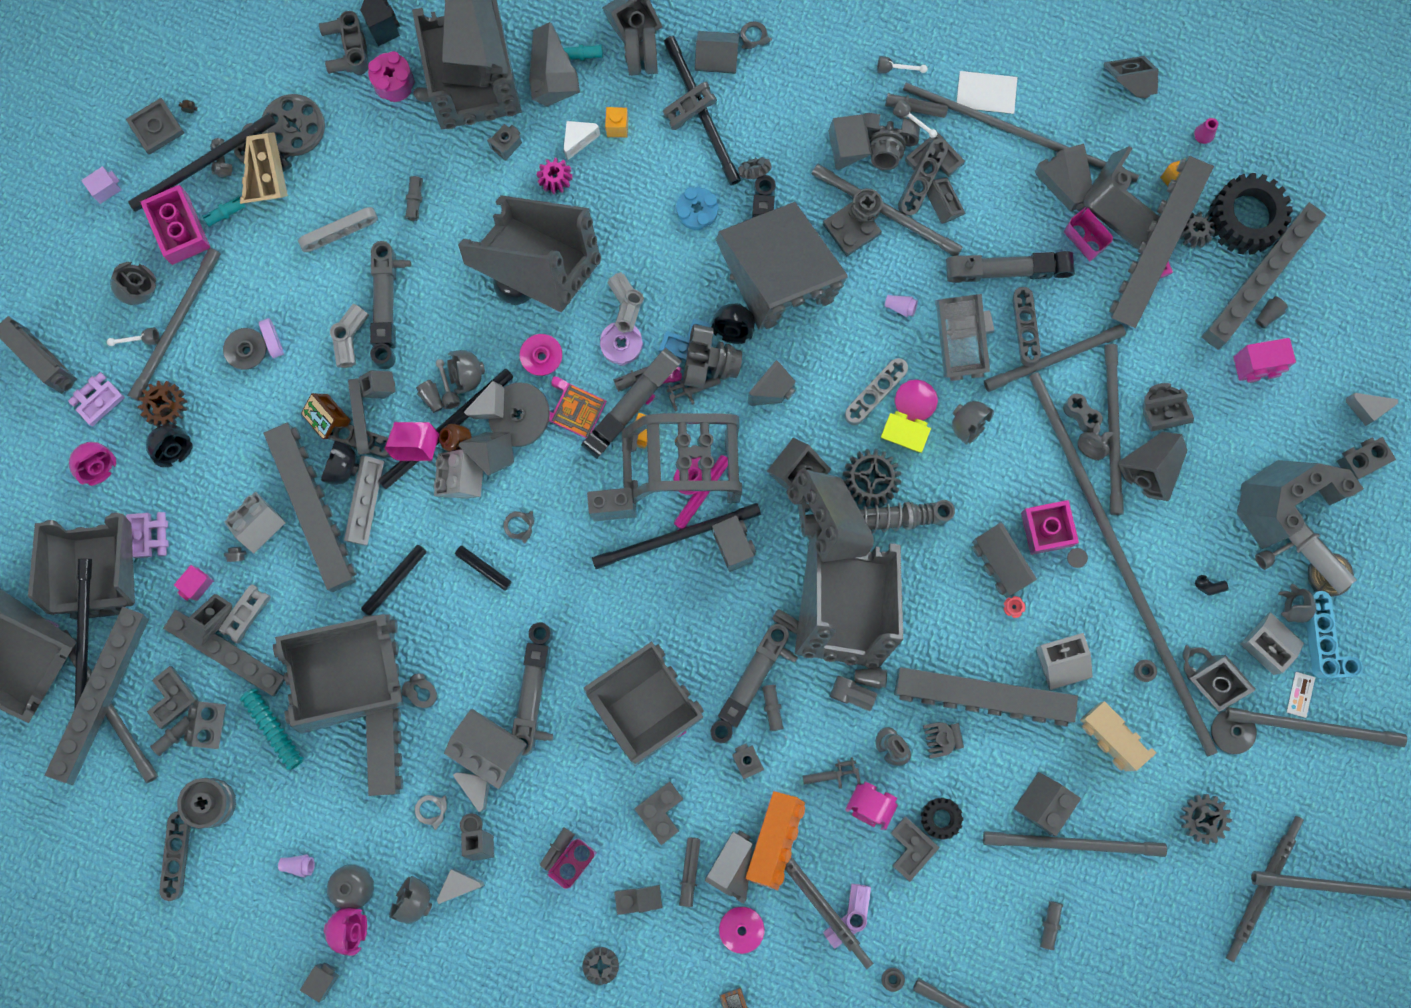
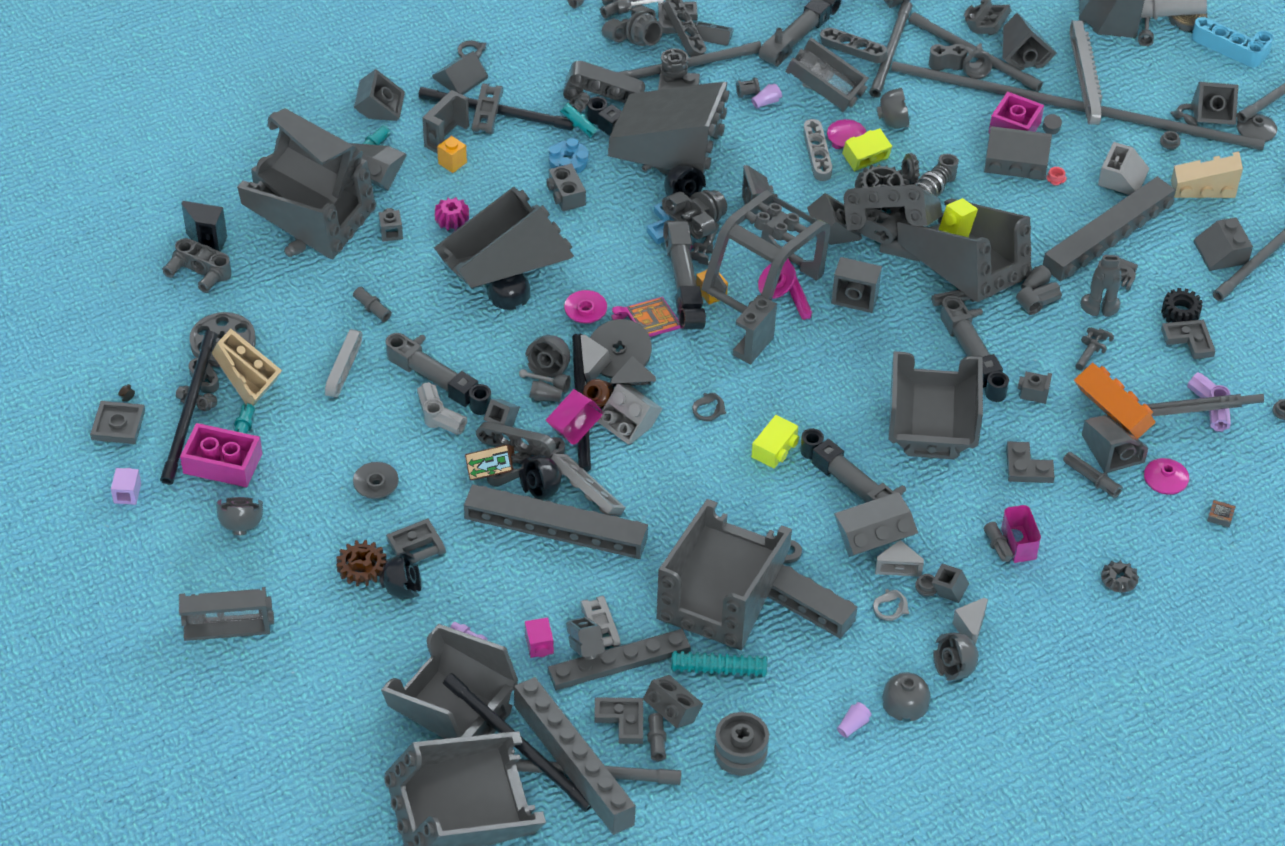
camera: 55 degrees left, 30 degrees down
(91, 463) = (358, 638): dark pink cylinder -> none
(98, 403) = (311, 607): lavender plate -> none
(149, 336) = (291, 538): hinge -> none
(172, 855) = (760, 806): dark grey beam -> none
(205, 267) = (325, 568): dark grey piece -> none
(215, 419) = (415, 537): none -> dark grey plate
(234, 554) = (543, 595): dark grey plate -> none
(254, 522) = (529, 564): light grey slope -> none
(271, 338) = (391, 457): lavender beam -> none
(320, 981) = (970, 765): dark grey brick -> none
(345, 931) = (942, 715): dark pink cylinder -> none
(391, 76) = (259, 253): dark pink brick -> none
(393, 580) = (671, 506): black axle -> none
(483, 568) = (720, 448): black axle -> none
(520, 605) = (775, 441): none -> neon yellow brick
(578, 136) = (434, 182): white slope -> none
(611, 557) = (792, 367): black piece -> none
(623, 354) = (620, 267): lavender plate -> none
(629, 300) = (599, 230): light grey piece -> none
(629, 379) = (662, 270): dark grey axle -> none
(638, 900) = (1085, 521): dark grey slope -> none
(640, 51) = (414, 102): dark grey wheel -> none
(642, 84) = (443, 117): none -> dark grey panel
(661, 237) = (566, 187): none -> dark grey brick
(737, 185) = (578, 120): none -> teal pin
(772, 707) = (1006, 348): dark grey pin -> none
(795, 171) = (600, 81): none -> dark grey beam
(849, 140) = (613, 45): dark grey slope -> none
(863, 575) = (958, 218): none -> neon yellow brick
(872, 806) = (1137, 332): dark pink brick -> none
(902, 286) = (747, 87): none -> dark grey bush
(909, 486) = (910, 168): none -> dark grey gear
(1164, 543) = (1086, 72): none -> light grey gear
(1210, 588) = (1135, 76): black arm -> none
(1273, 644) = (1213, 68): light grey slope -> none
(1298, 613) = (1202, 35): dark grey piece -> none
(1300, 694) = (1260, 80): white sticker -> none

